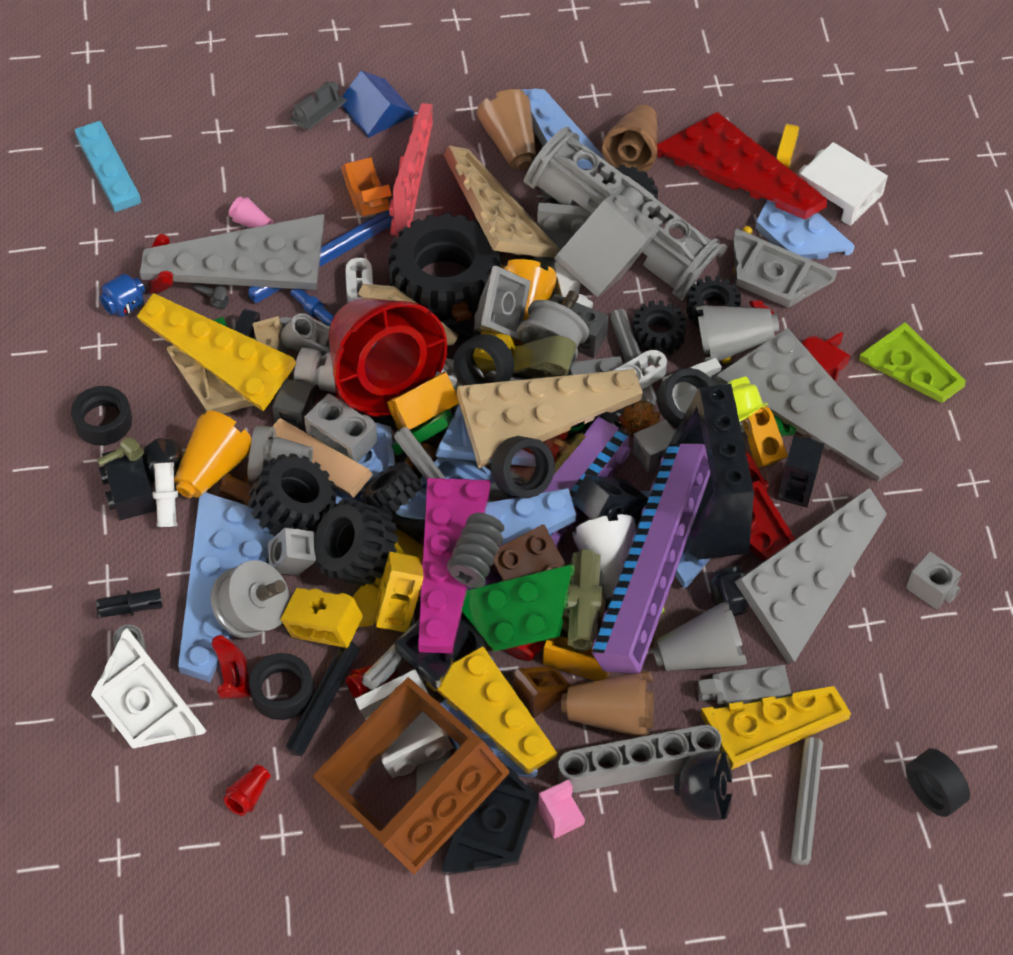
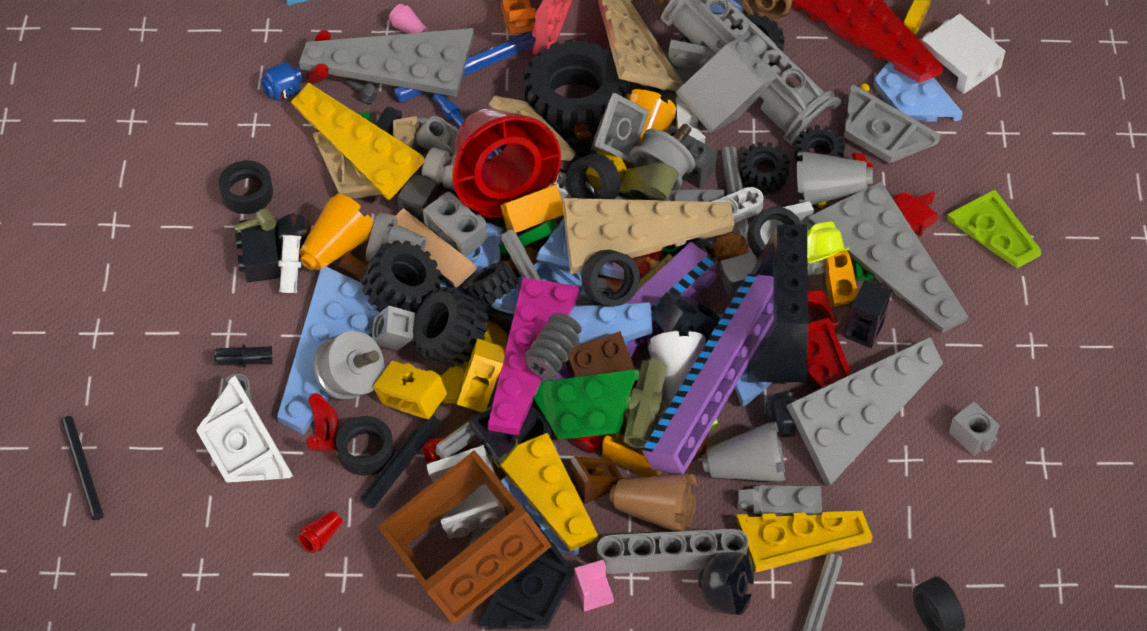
camera: 10 degrees right, 0 degrees up
(354, 283) = (490, 92): white beam -> none

